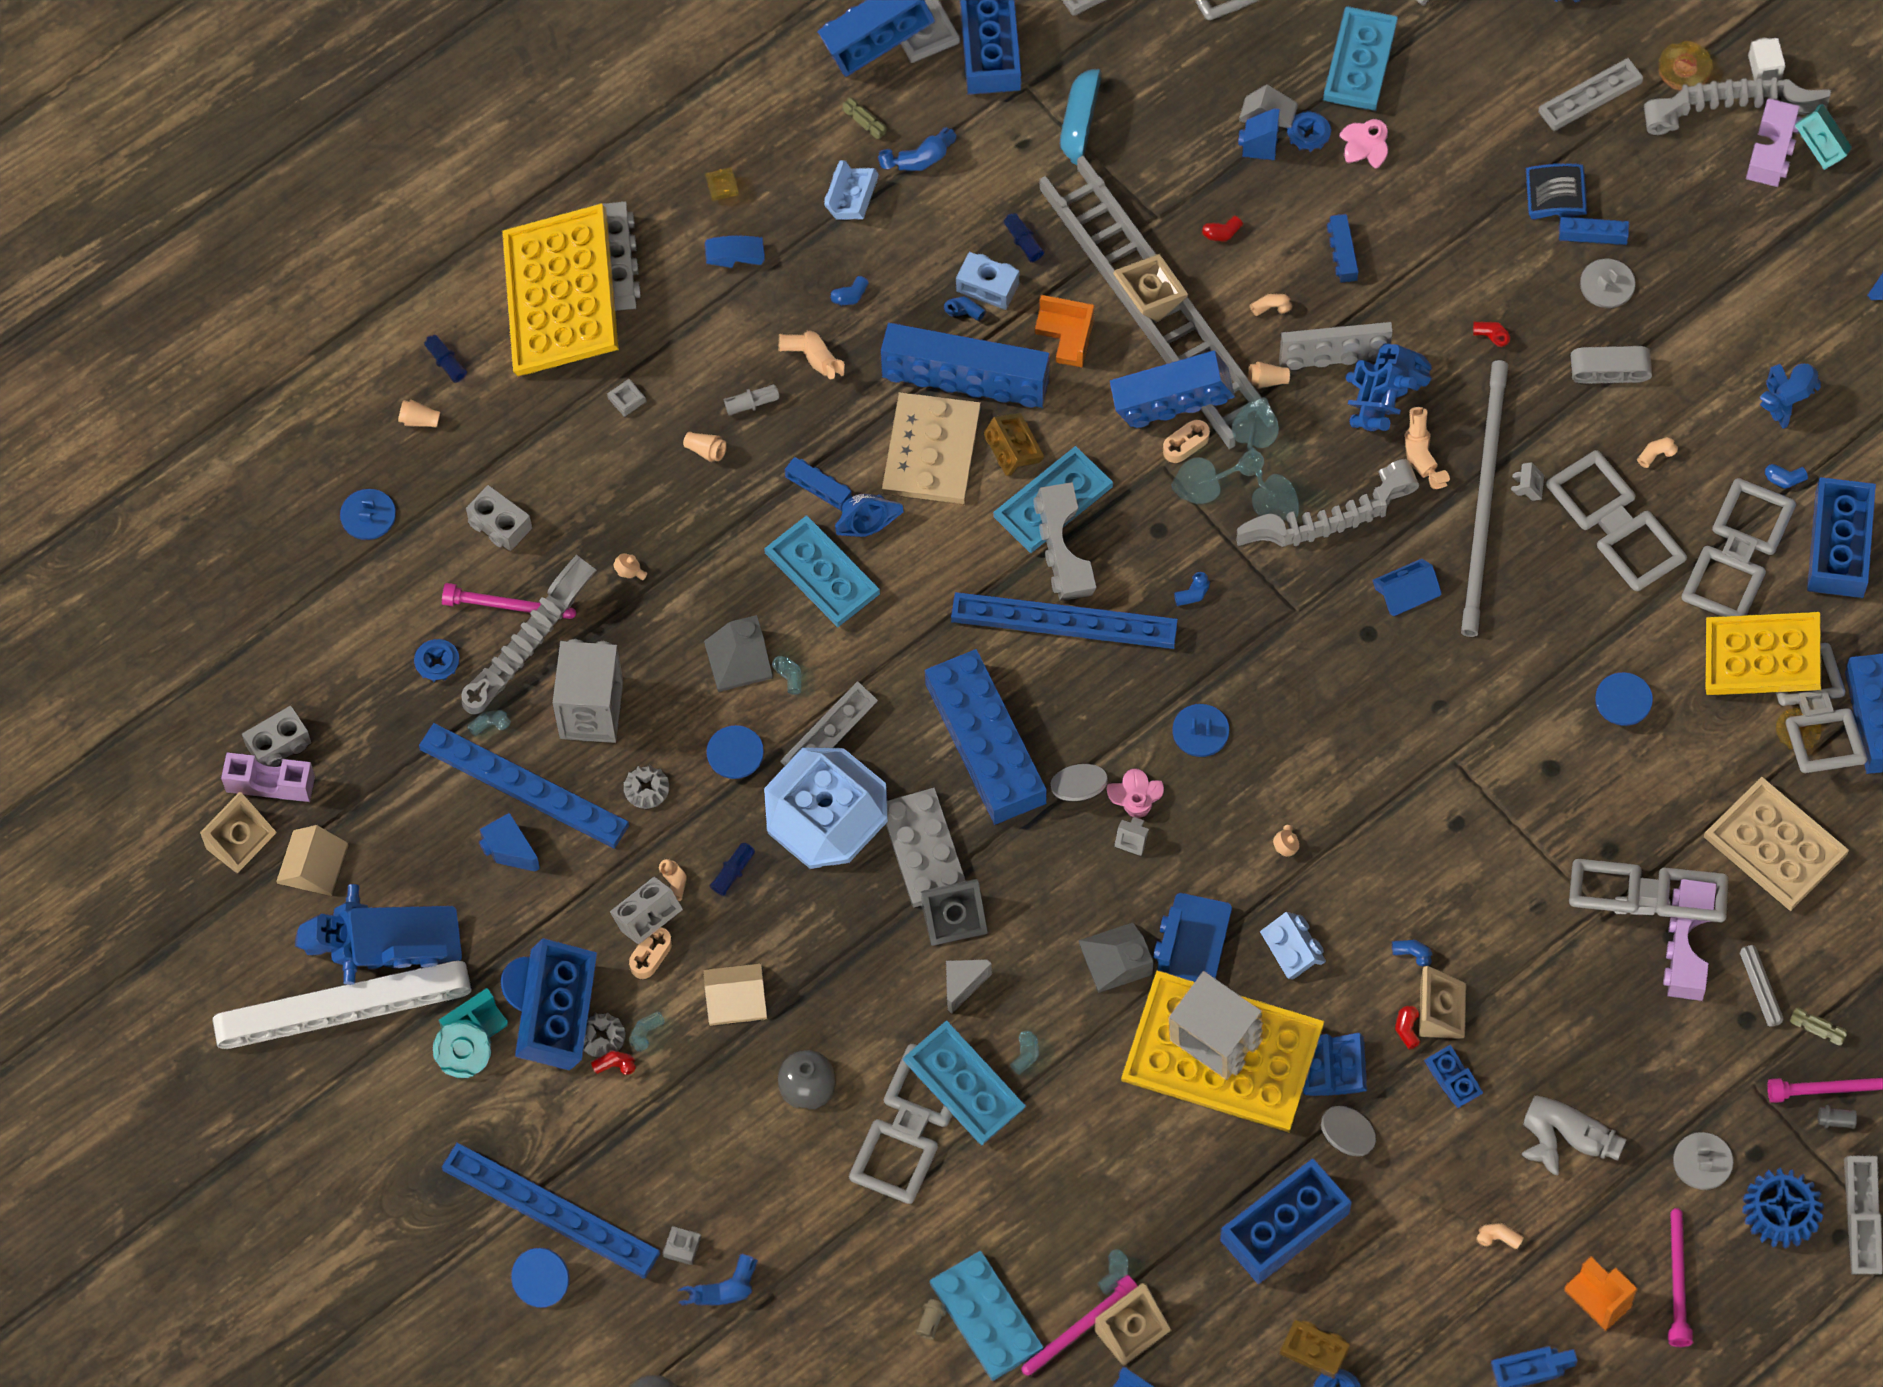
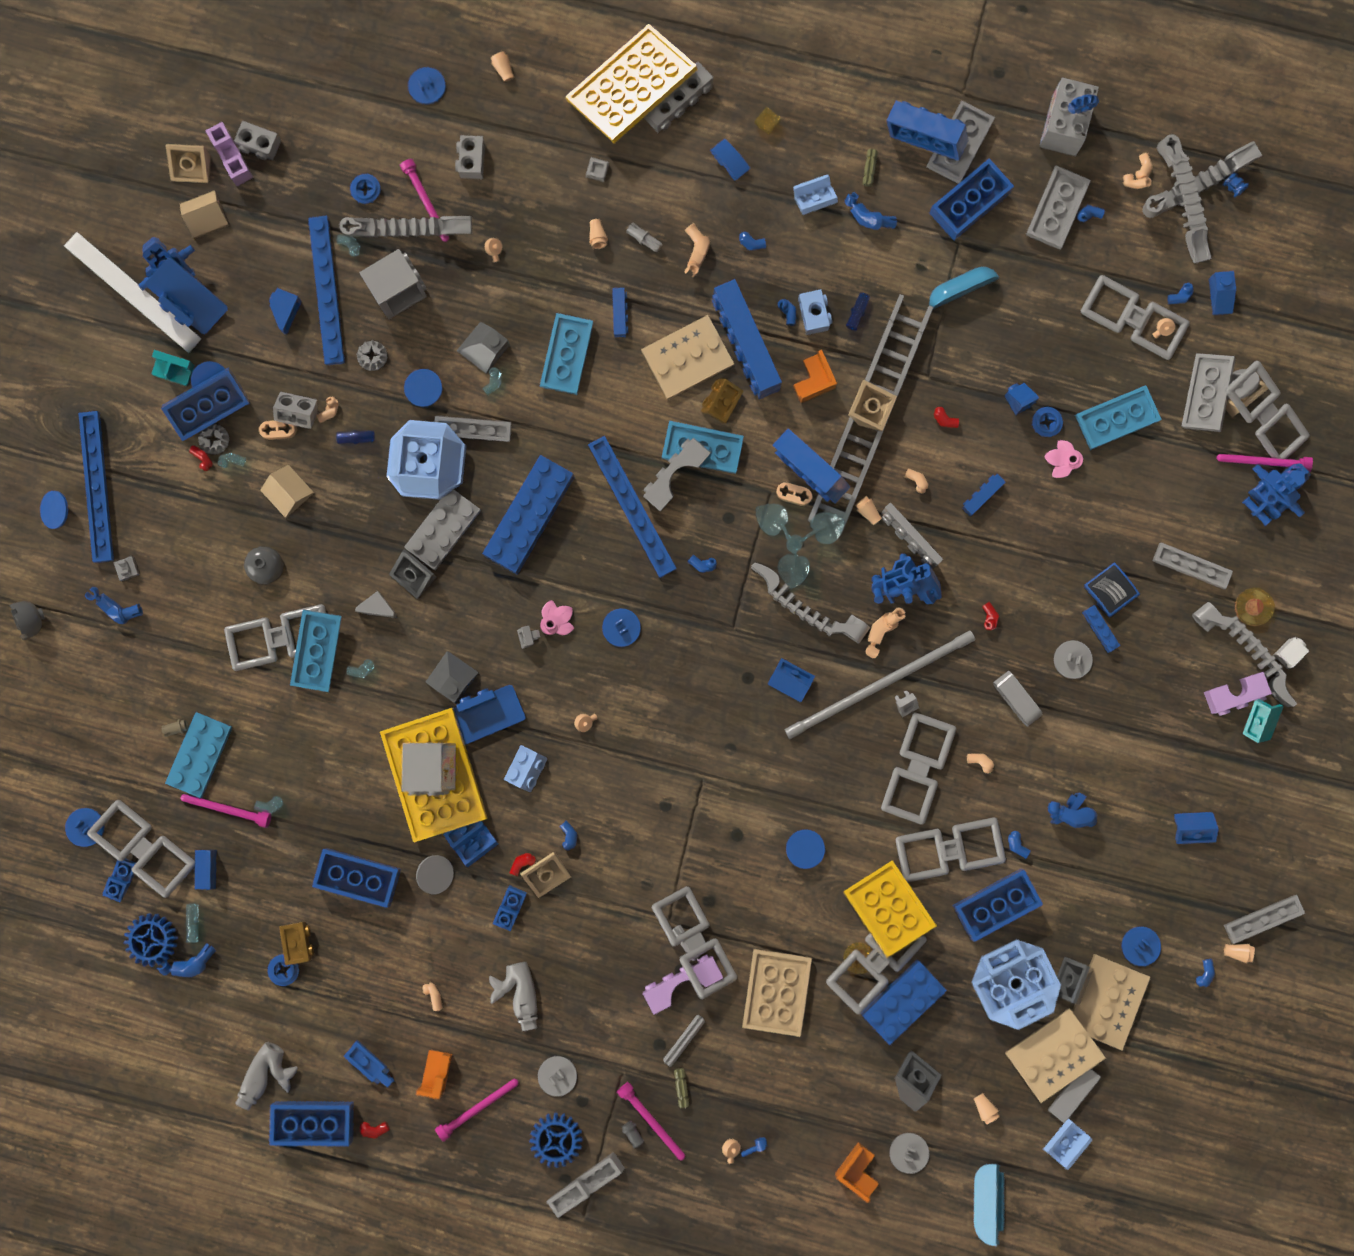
camera: 55 degrees right, 20 degrees up
(445, 358) = (548, 54): clear blue axle -> none
(462, 1048) = (149, 373): tile -> none
(866, 515) = (617, 351): blue hat -> none
(1079, 782) = (537, 585): light grey piece -> none
(1131, 1324) = (243, 836): tan slope -> none
(1268, 99) = (1044, 386): light grey slope -> none

